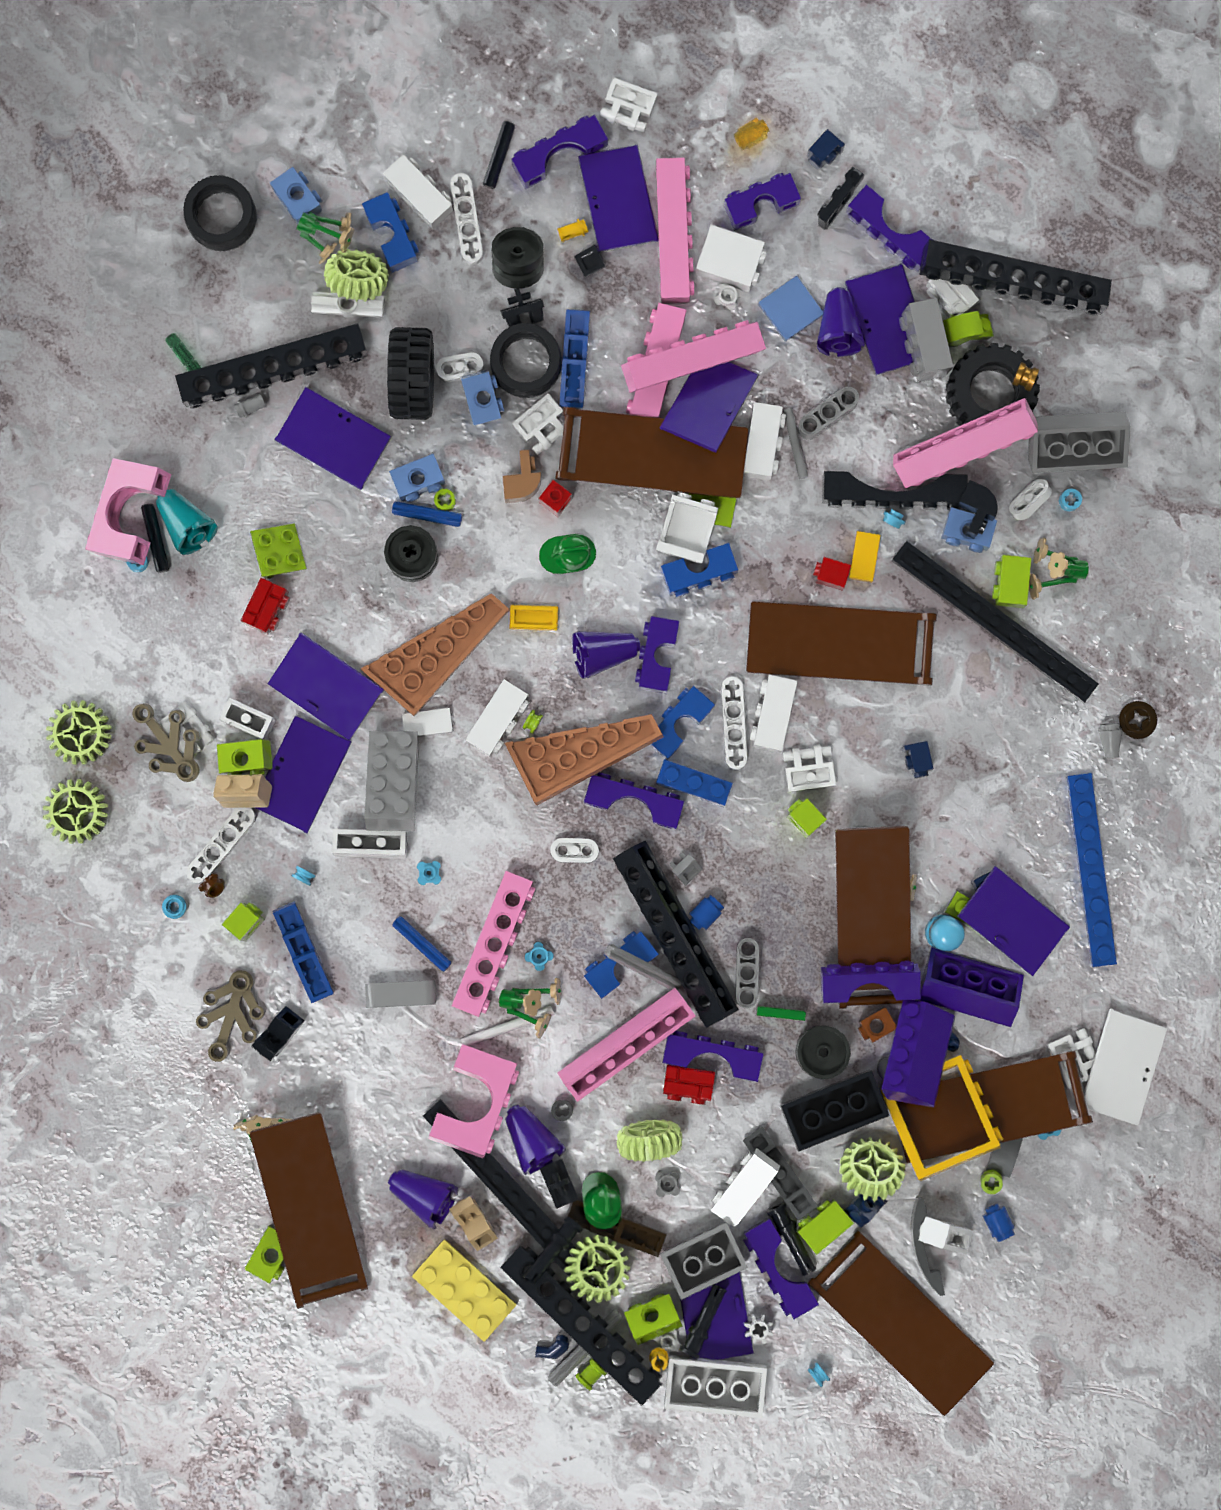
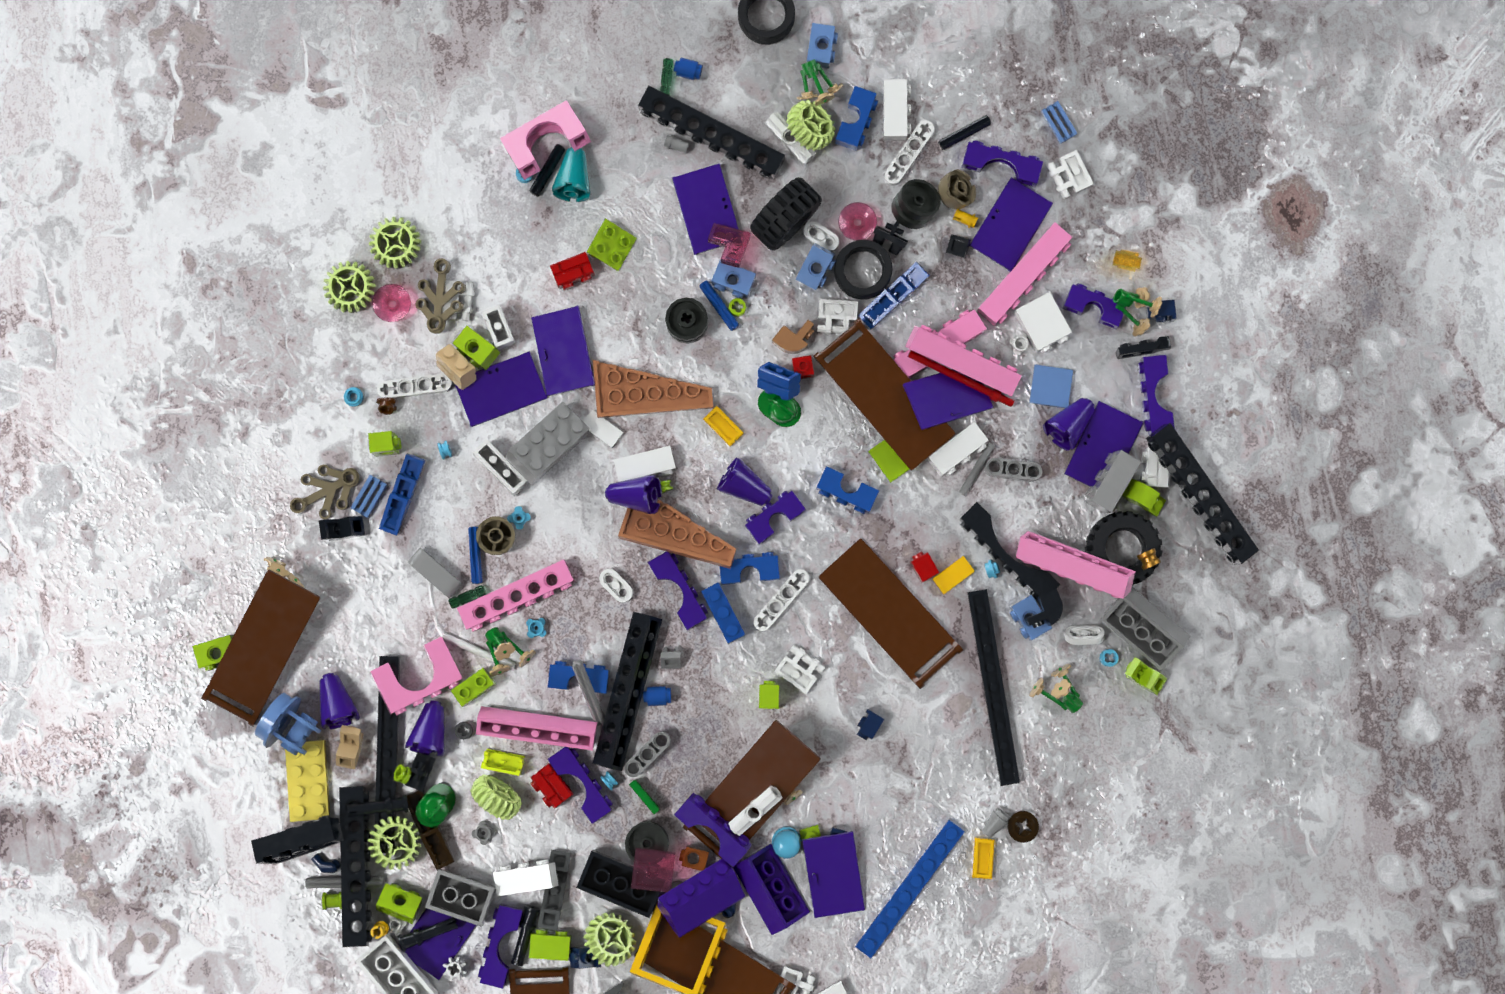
camera: 45 degrees right, 0 degrees up
(116, 786) = (384, 296): none -> clear pink dish
(196, 328) = (688, 69): none -> blue brick
(269, 962) = (363, 491): none -> medium blue tile
(385, 443) = (733, 240): none -> clear pink plate
(385, 1259) = (277, 719): none -> medium blue piece
(424, 907) = (495, 535): none -> dark tan cylinder
(450, 988) = (467, 596): none -> clear green axle
(477, 311) = (860, 212): none -> clear pink dish
(509, 1350) = (297, 841): none -> black wedge
(515, 750) = (636, 494): none -> dark purple cone
(534, 1062) = (473, 687): none -> lime brick
(541, 211) = (956, 190): none -> dark tan cylinder
(545, 1201) = (402, 774): none -> lime bush
(546, 529) = (778, 381): none -> blue brick
(578, 60) = (1051, 108): none -> medium blue tile
(624, 1104) = (503, 762): none -> neon yellow hinge
(687, 528) = (863, 459): white panel -> none
(735, 1029) = (609, 780): none -> medium azure bush
(748, 362) = (994, 395): none -> red bar
(773, 713) = (810, 616): white brick -> none
(795, 157) = (1141, 297): none -> plant
(852, 1069) = (653, 870): none -> clear pink plate
(894, 915) = (747, 817): none -> white piece
(1012, 581) = (1026, 673): lime brick -> none
(1118, 485) = (1145, 676): none -> lime brick
(1129, 781) = (983, 858): none -> yellow tile

